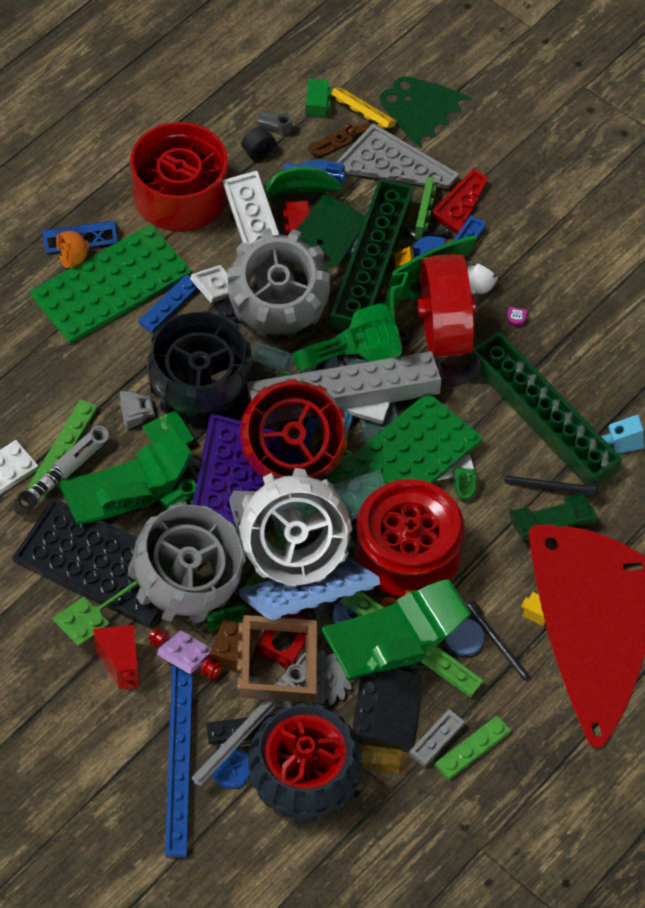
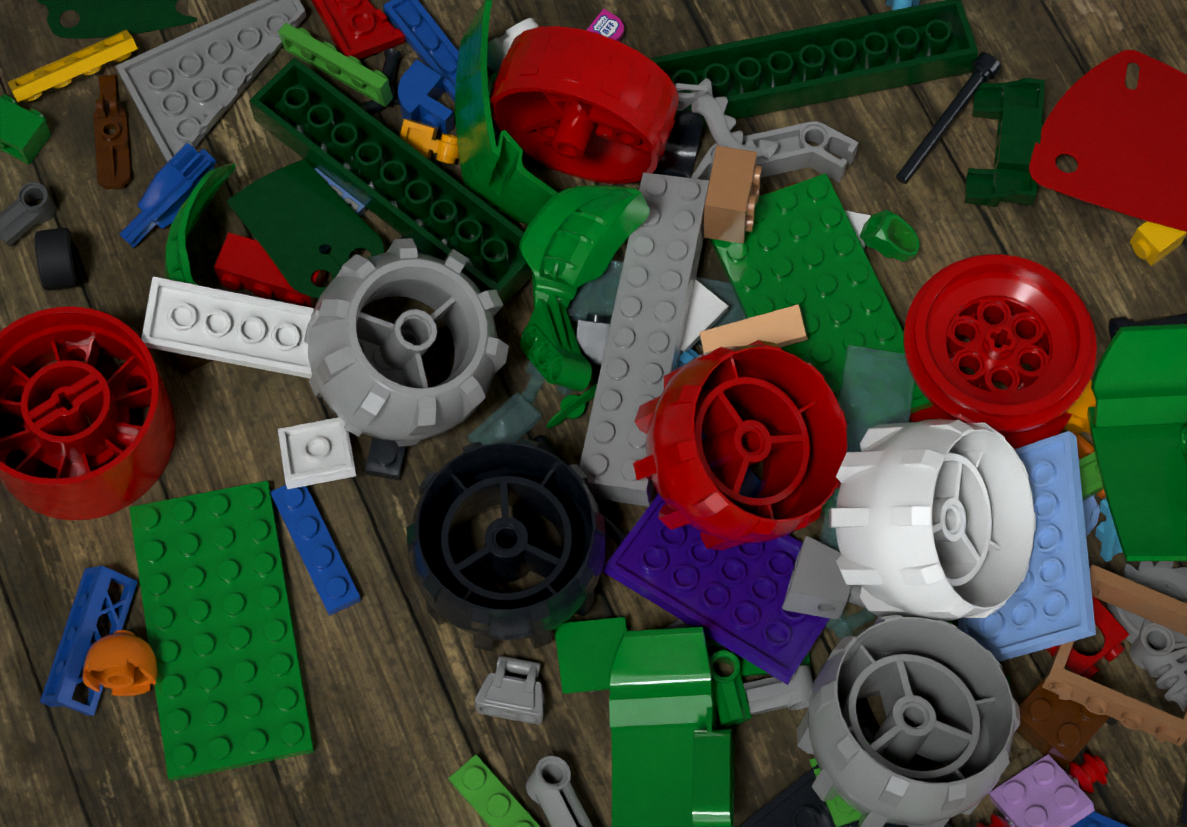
camera: 65 degrees left, 10 degrees up
(369, 433) = (780, 327): none -> light nougat tile
(436, 389) = (732, 195): none -> medium nougat brick
(477, 372) = (718, 123): none -> light grey piece
(480, 409) = (795, 152): none -> light grey piece

